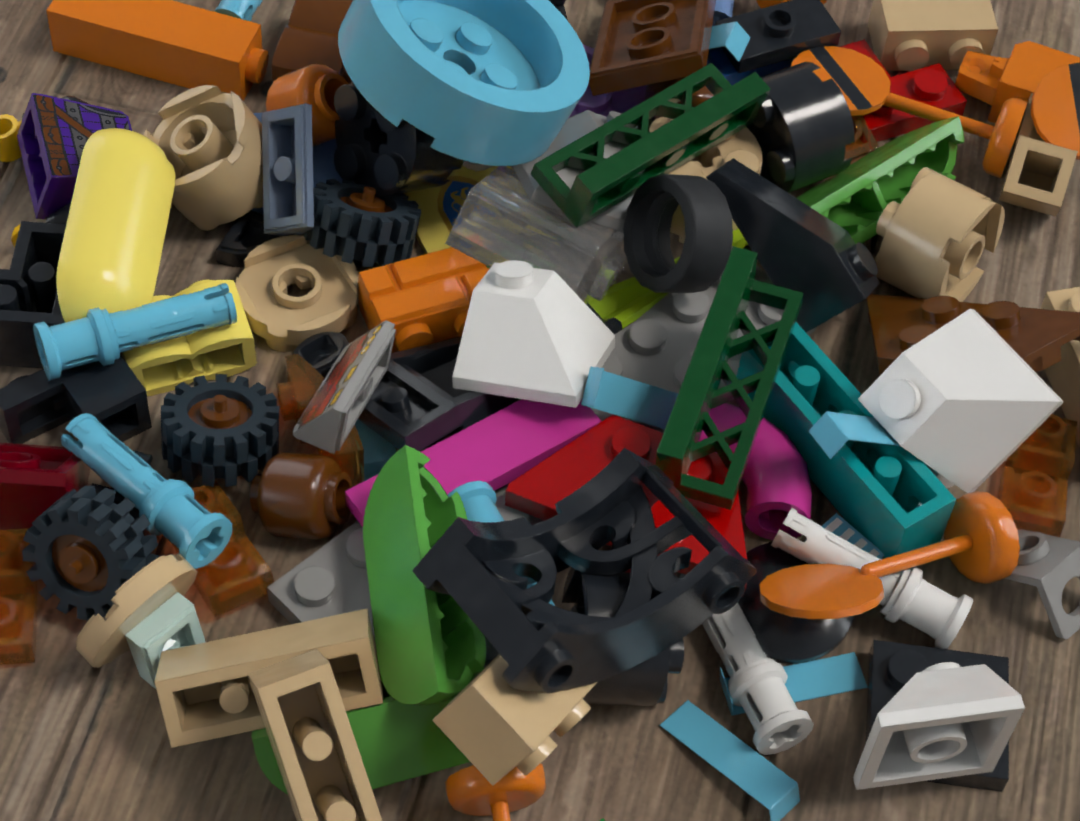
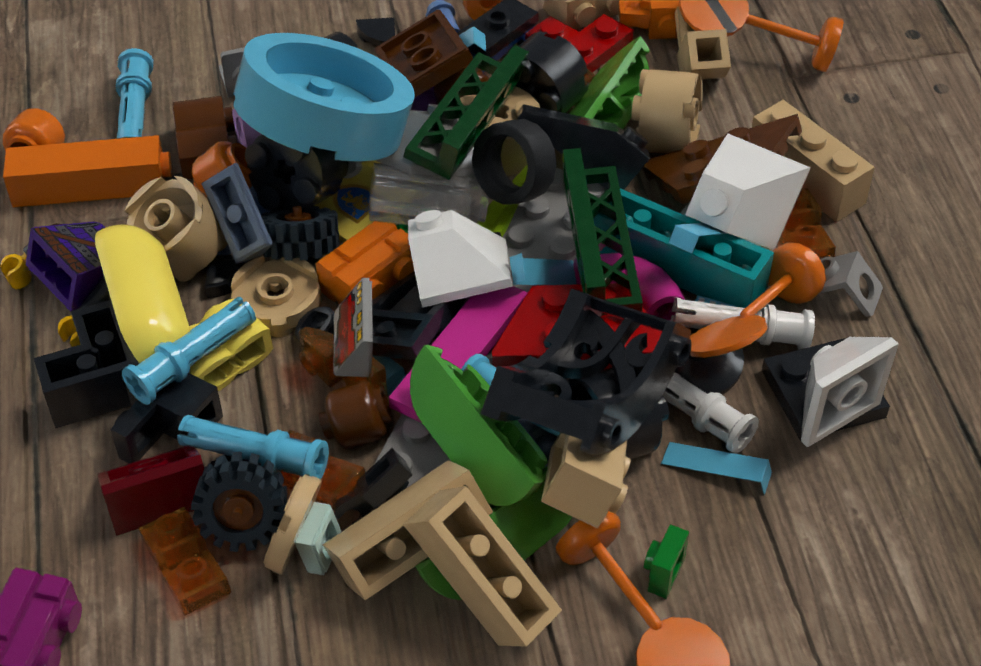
camera: 20 degrees left, 5 degrees down
(219, 429) = (278, 394): black wheel -> none
(271, 602) = (376, 486): none -> black plate
(814, 679) = (739, 397): medium azure piece -> none
(868, 88) = (668, 40): orange piece -> none

